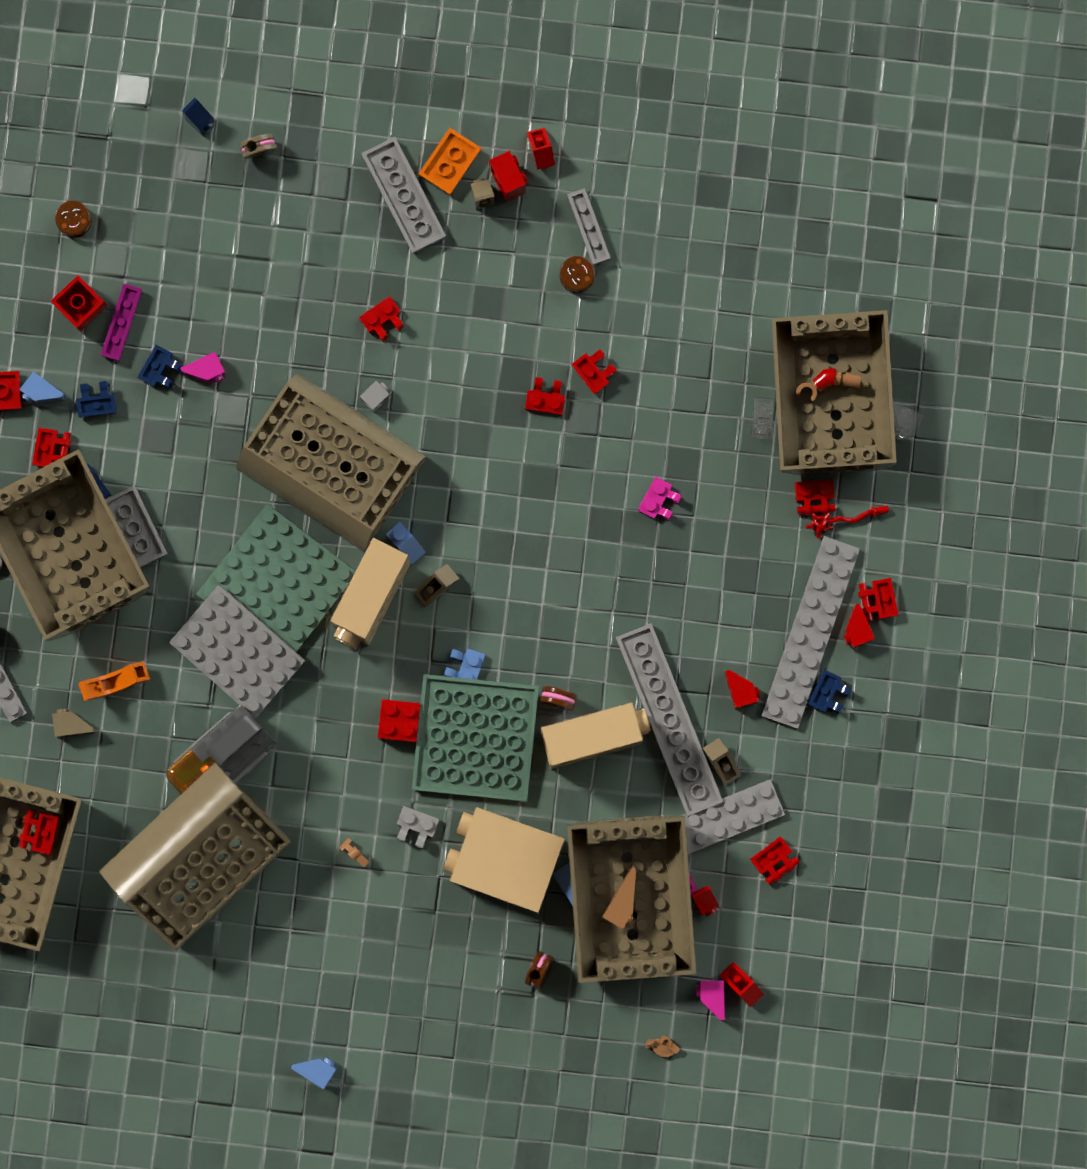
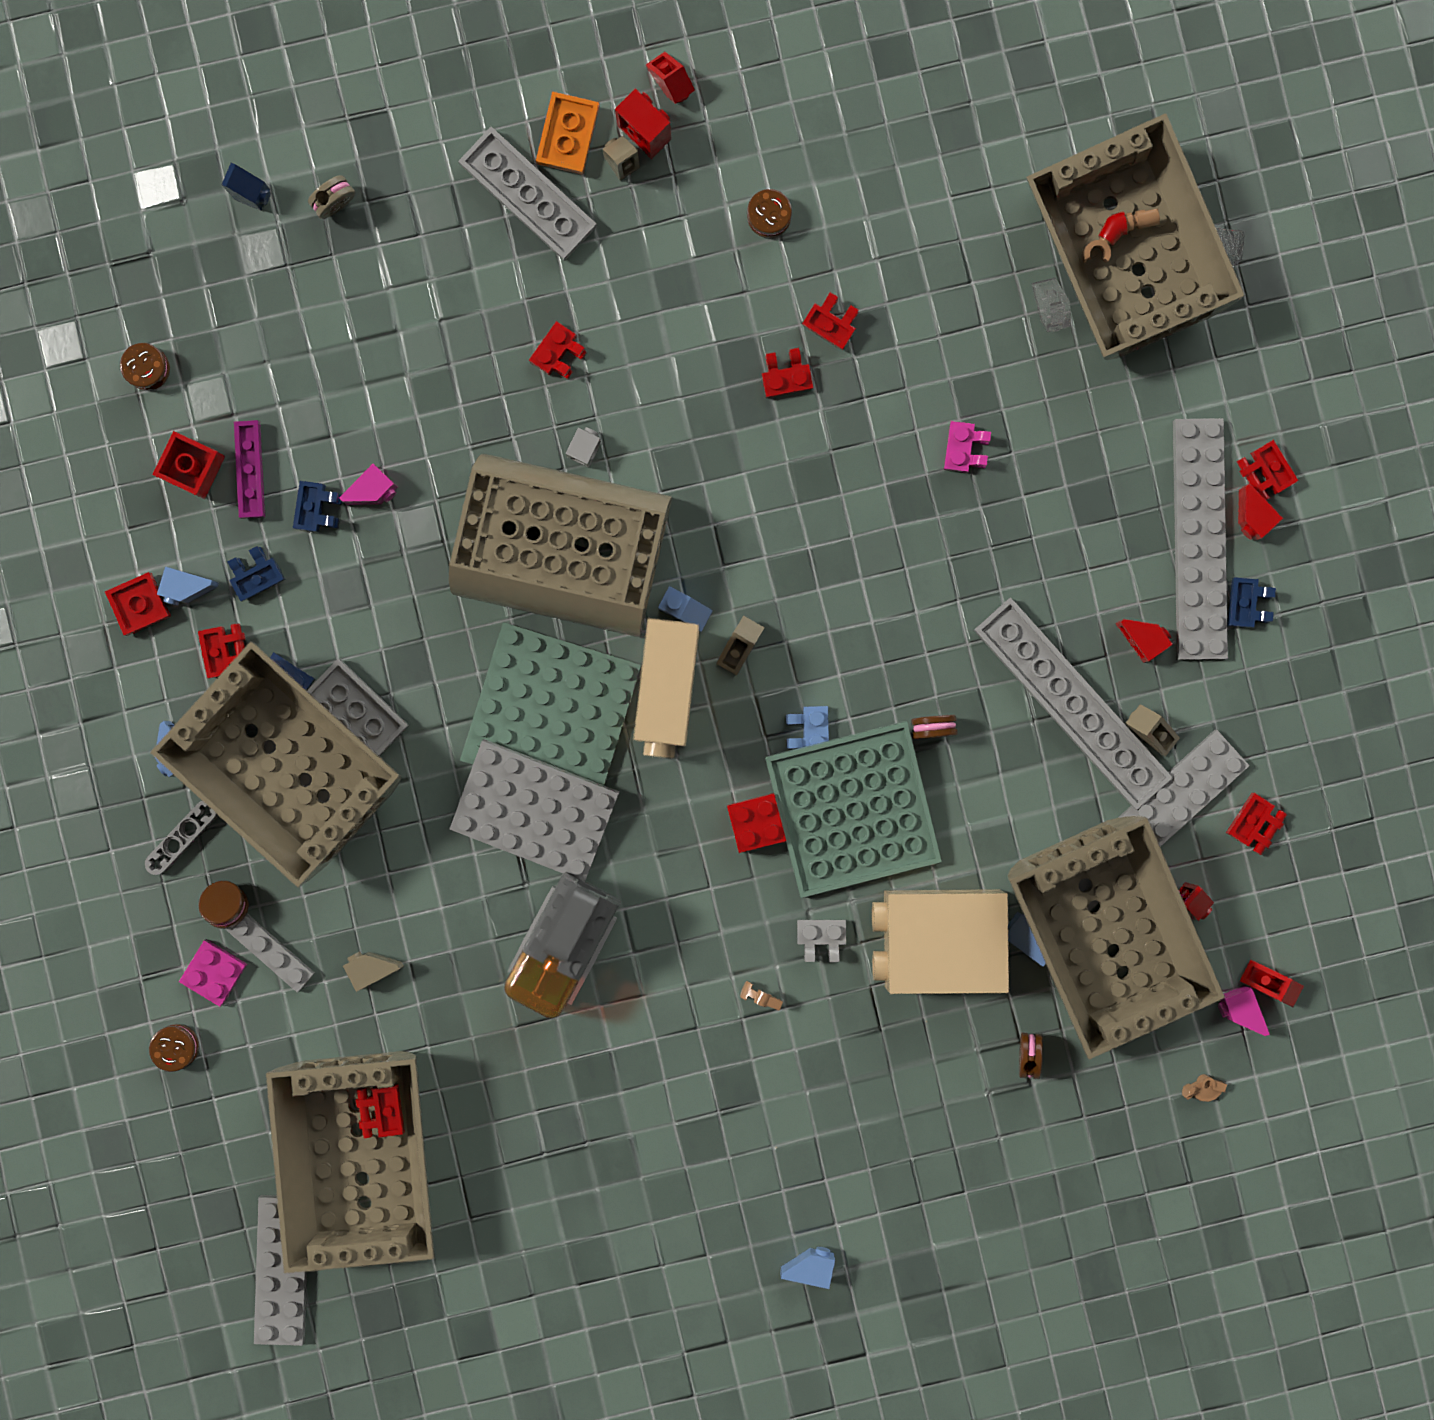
camera: 15 degrees left, 5 degrees up
(114, 682) = (401, 901): orange arch -> none
(185, 847) = (561, 1077): dark tan slope -> none
(588, 227) = (761, 151): light grey plate -> none
(594, 735) = (998, 757): tan brick -> none
(621, 906) = (1101, 944): medium nougat slope -> none
(812, 491) = (1144, 369): red plate -> none
(822, 523) = (1167, 405): red piece -> none

